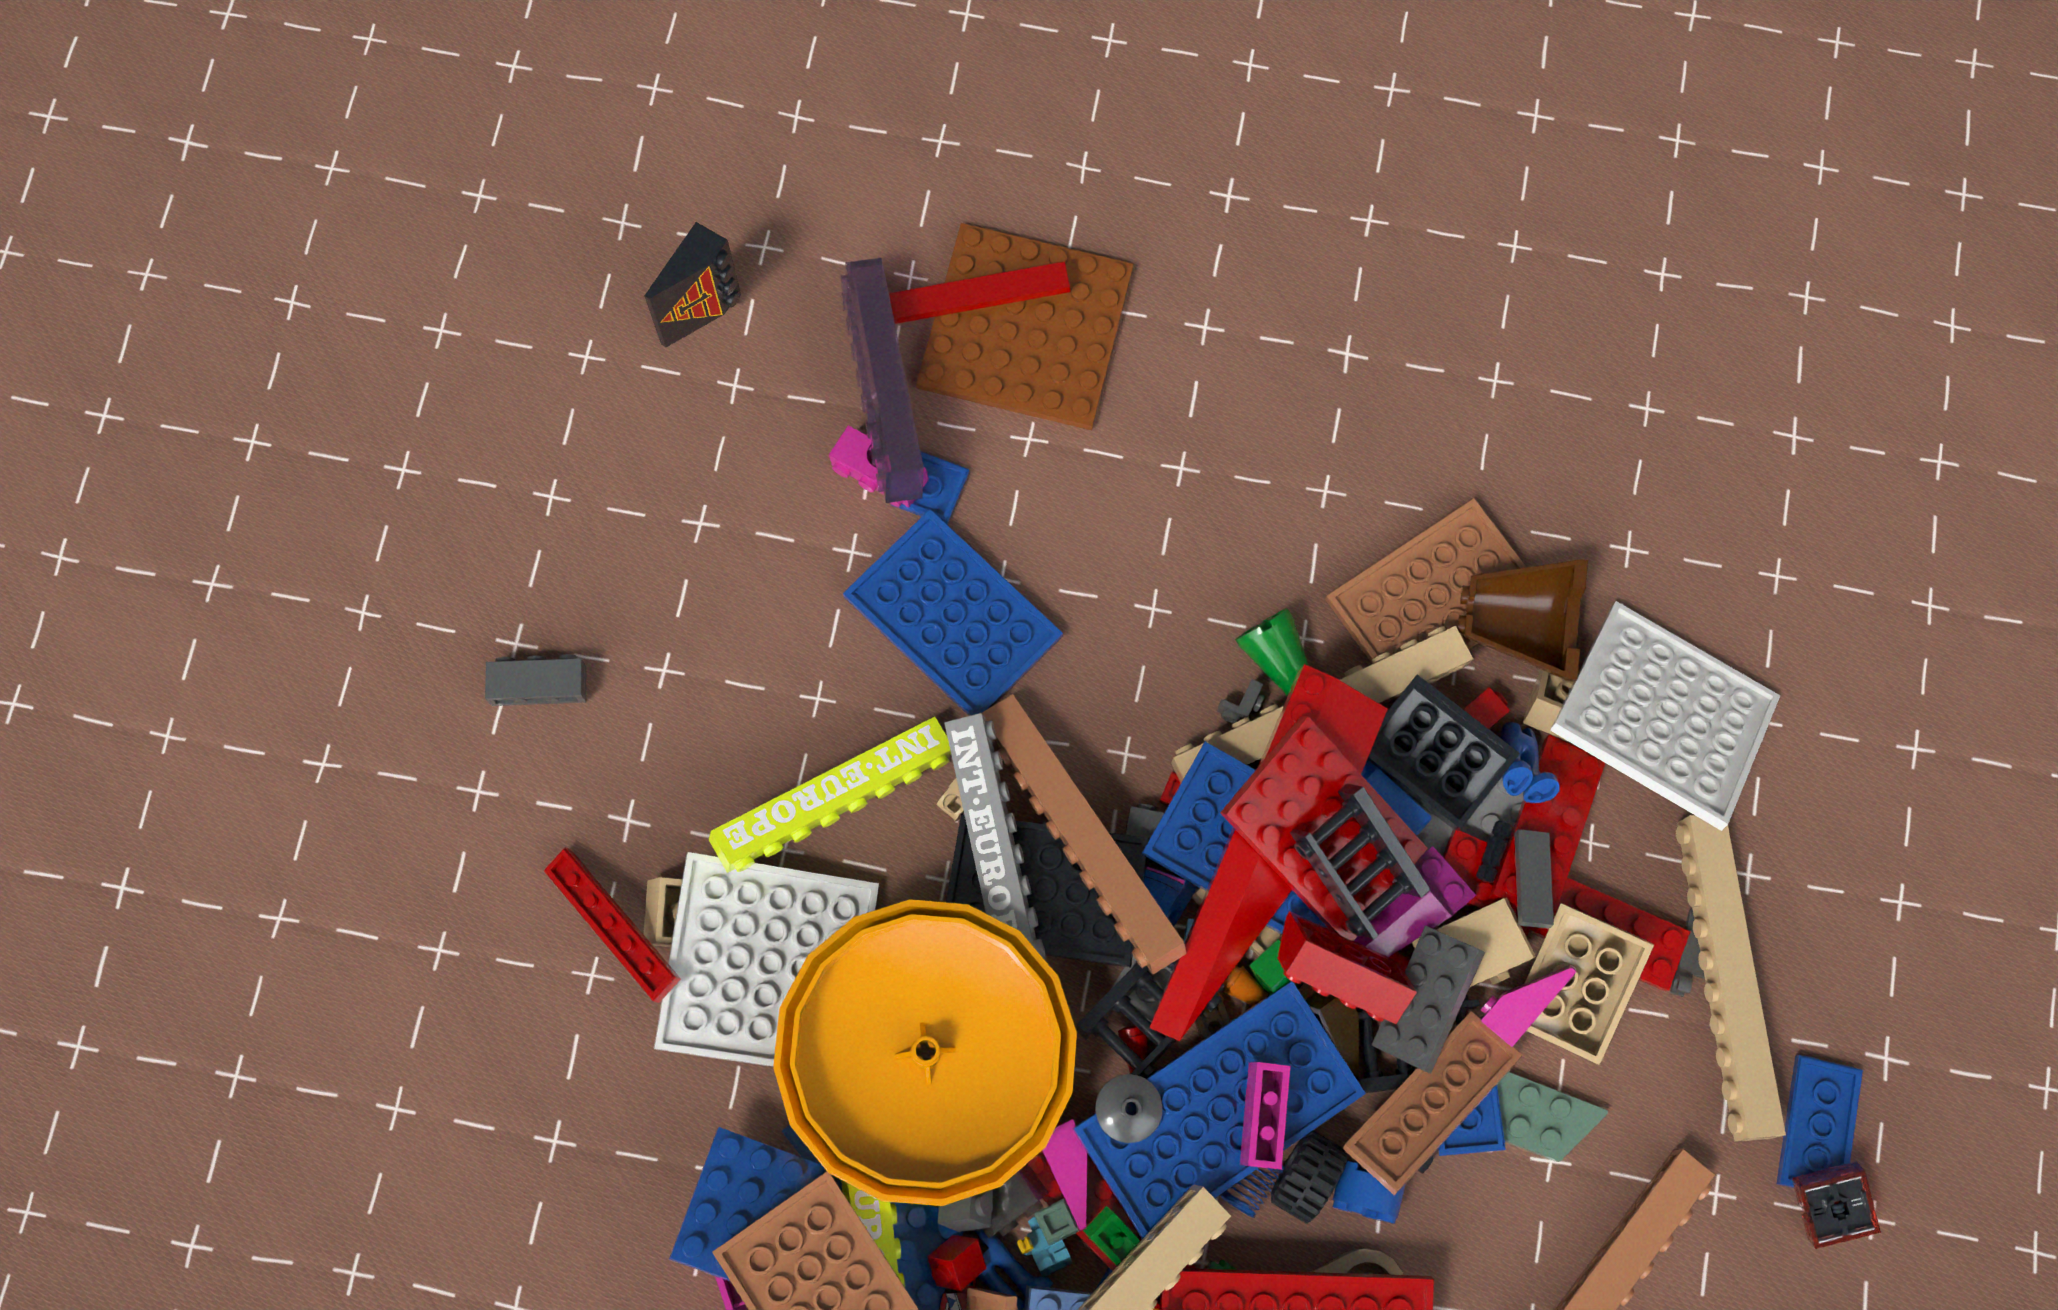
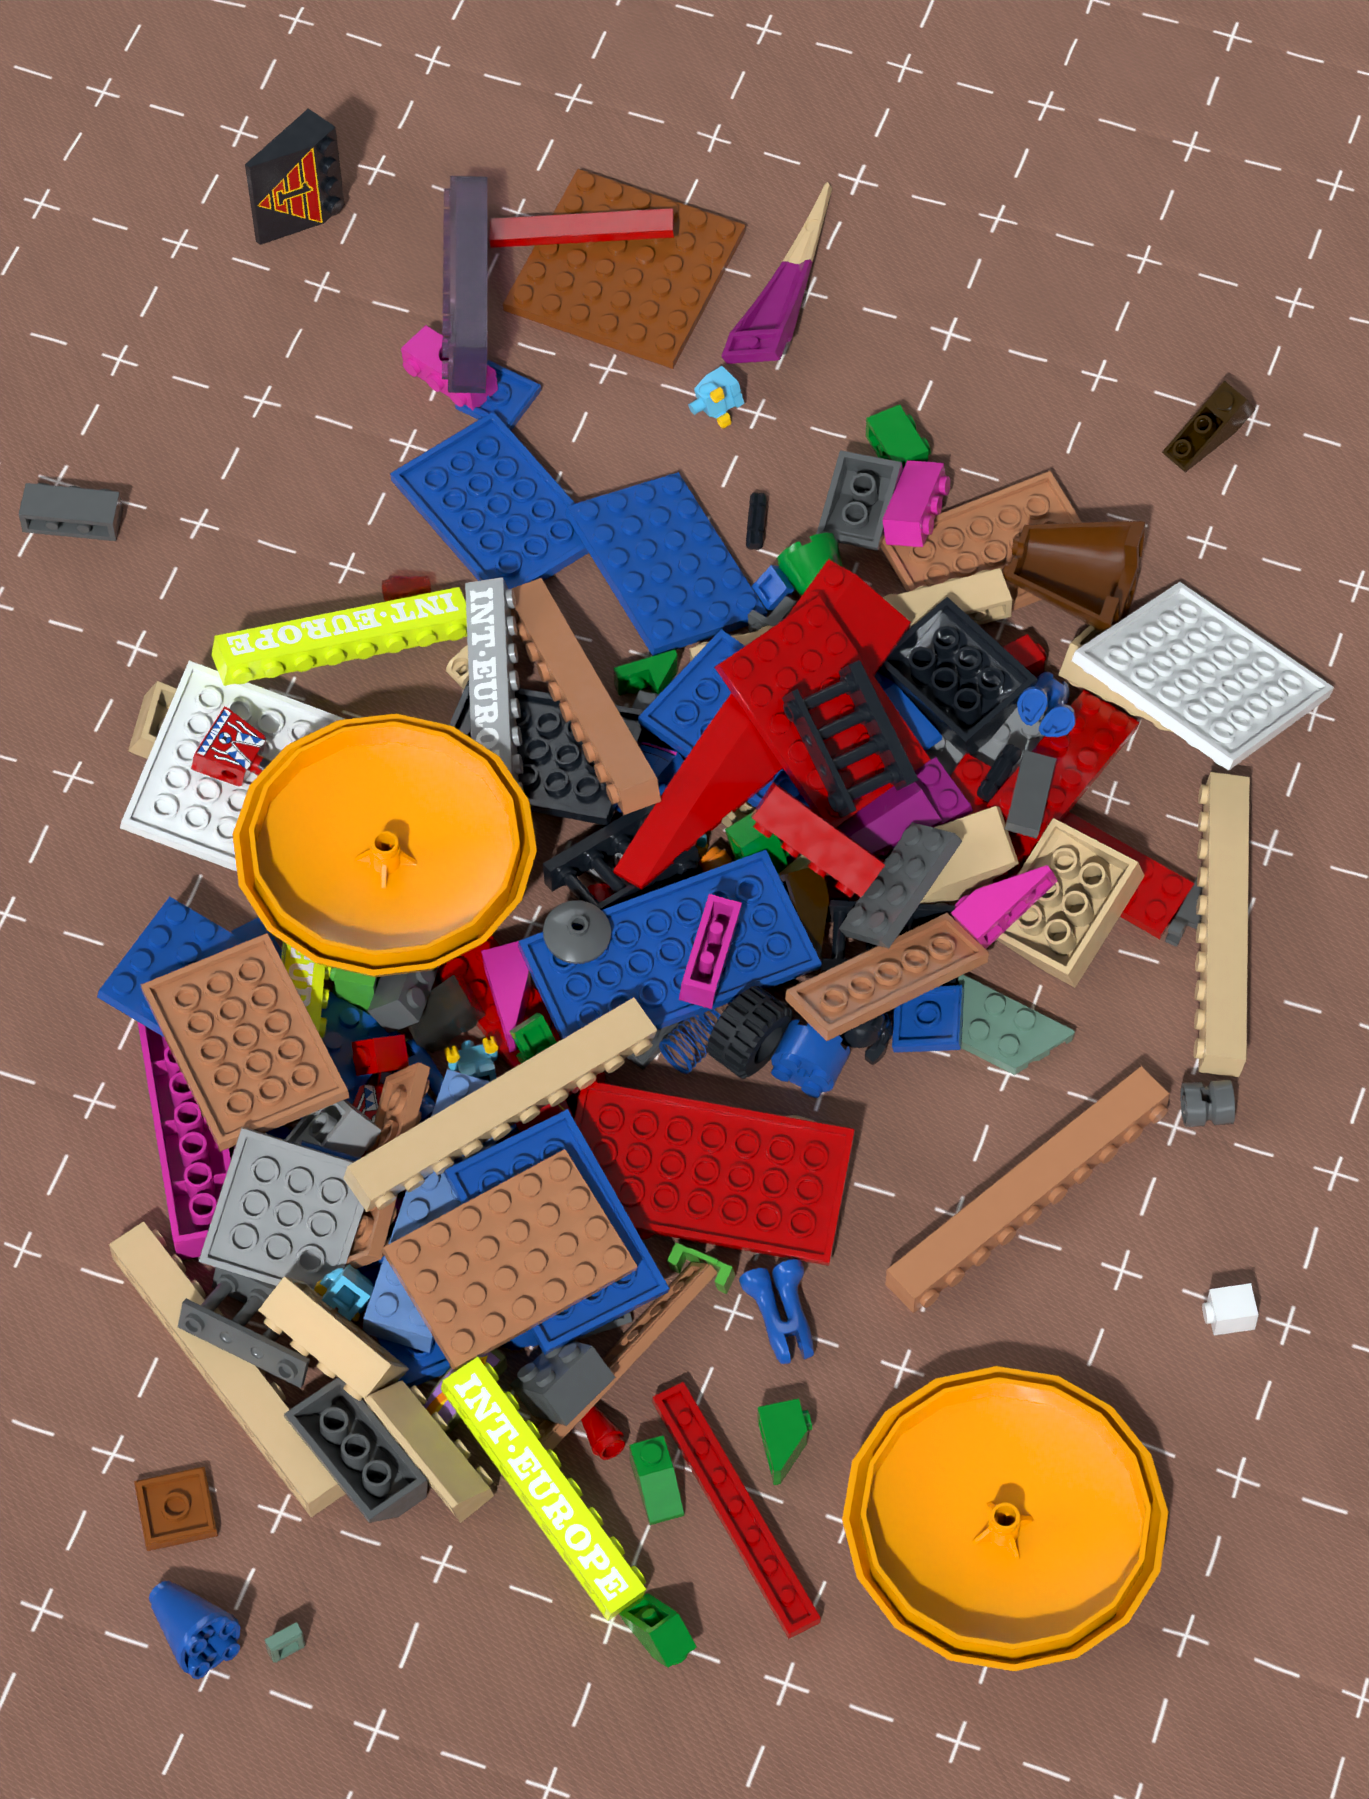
camera: 15 degrees right, 15 degrees down
(612, 925) = (101, 720): red tile -> none
(751, 948) = (231, 750): none -> torso
(878, 720) = (405, 586): none -> clear red cone
(1056, 1222) = (486, 1034): sand green tile -> none
(1127, 655) = (665, 563): none -> blue plate
(1139, 778) = (650, 672): none -> green slope
(1141, 459) = (716, 395): none -> medium azure piece
(1178, 367) = (773, 315): none -> magenta plate
(1203, 591) = (756, 521): none -> black axle
(1234, 666) = (772, 587): none -> blue plate
(1303, 563) = (859, 499): none -> dark grey slope
(1323, 487) = (895, 436): none -> green brick
(1357, 557) = (915, 503): none -> dark pink brick
(1611, 429) = (1209, 427): none -> dark brown slope
(1750, 1173) = (1207, 1103): none -> dark grey wheel
(1819, 1118) = (1295, 1080): blue tile -> none
(1836, 1205) = (1291, 1139): piece -> none

